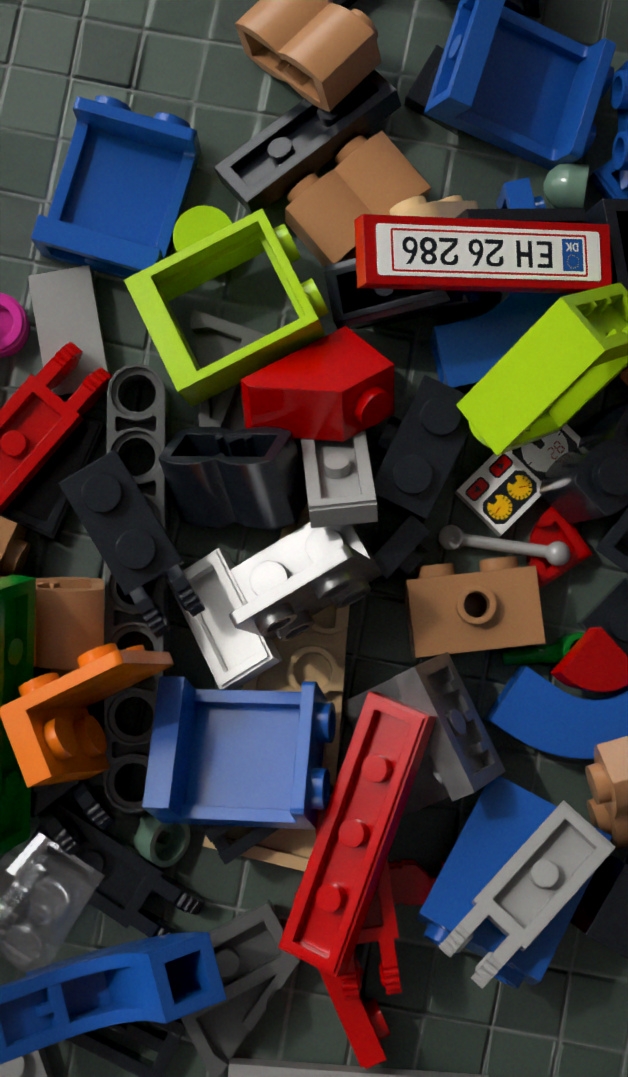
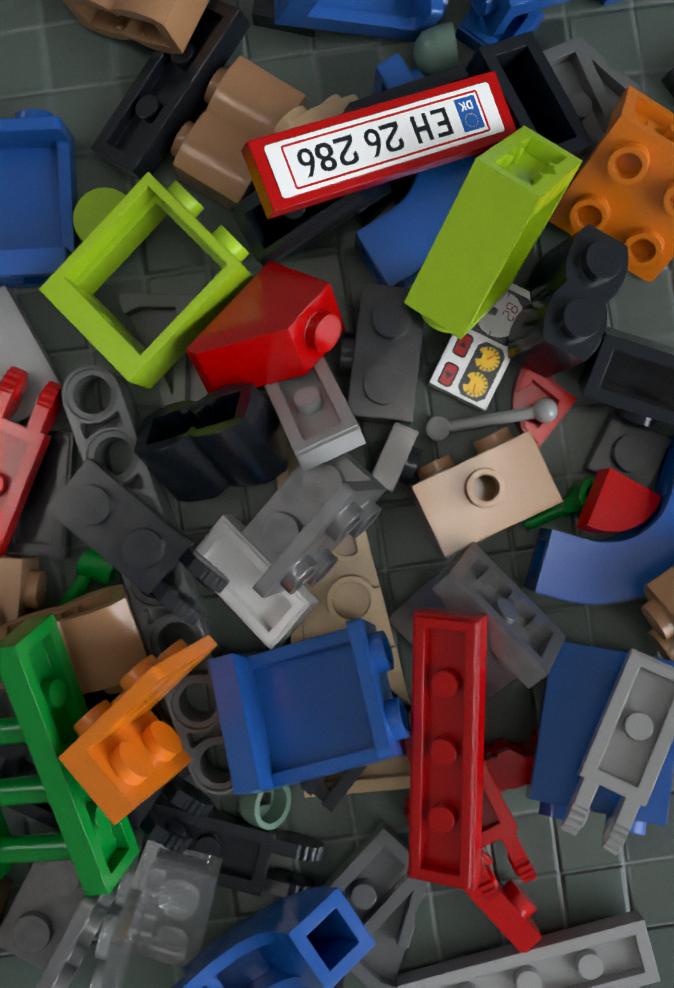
camera: 15 degrees left, 5 degrees up
(77, 554) = (89, 567): none -> green hand

